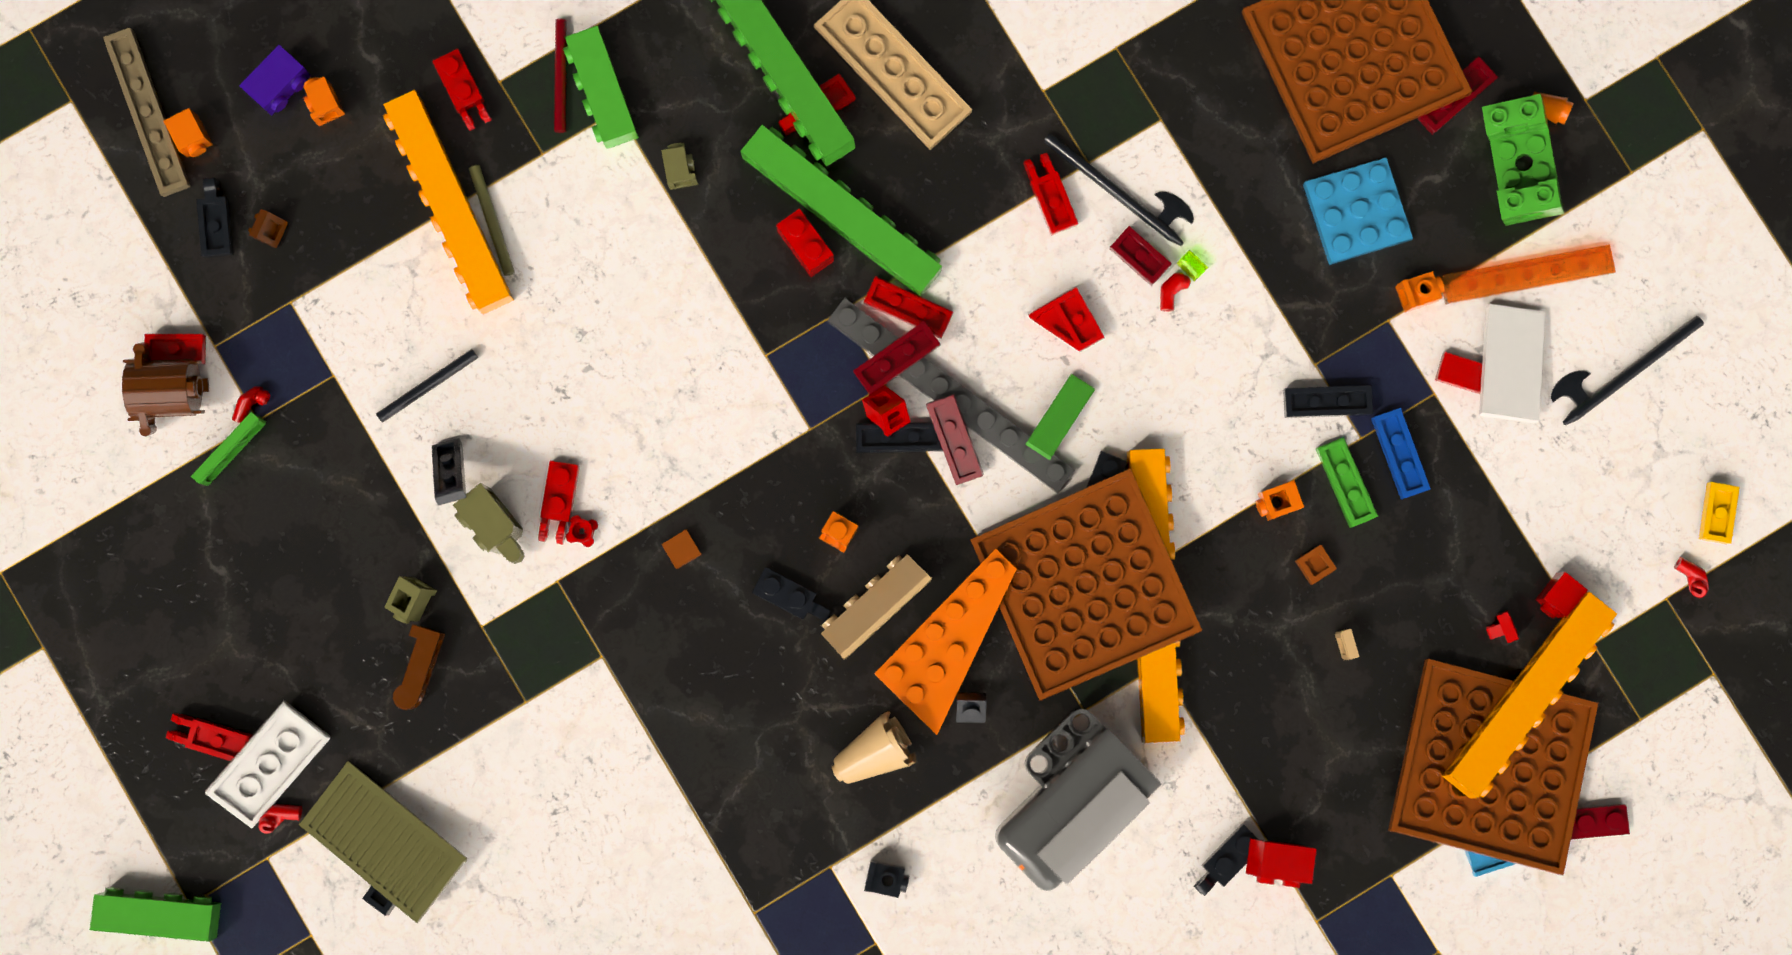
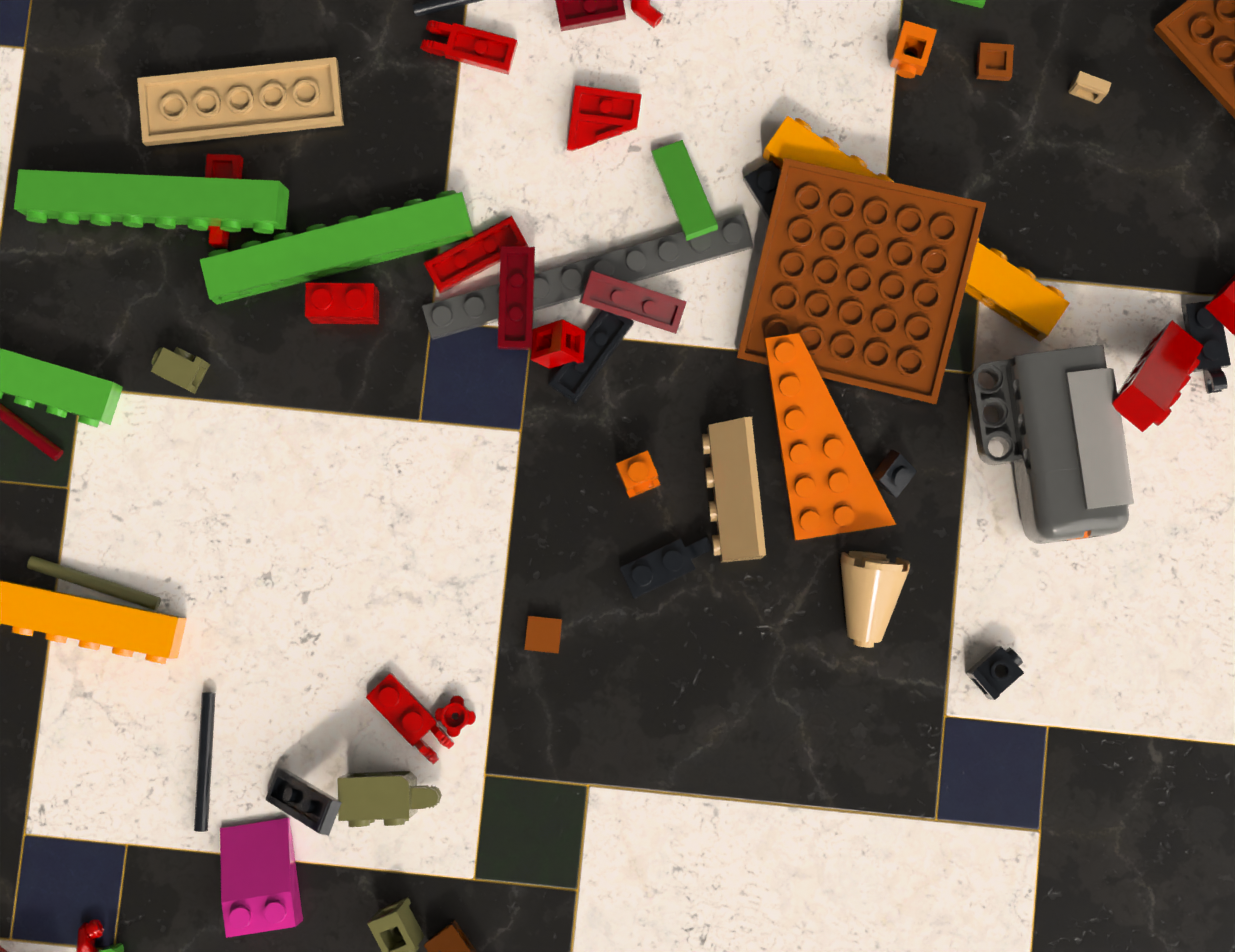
camera: 45 degrees left, 0 degrees up
(376, 481) = (259, 878): none -> dark pink slope
(1171, 838) = (1158, 377): none -> red brick

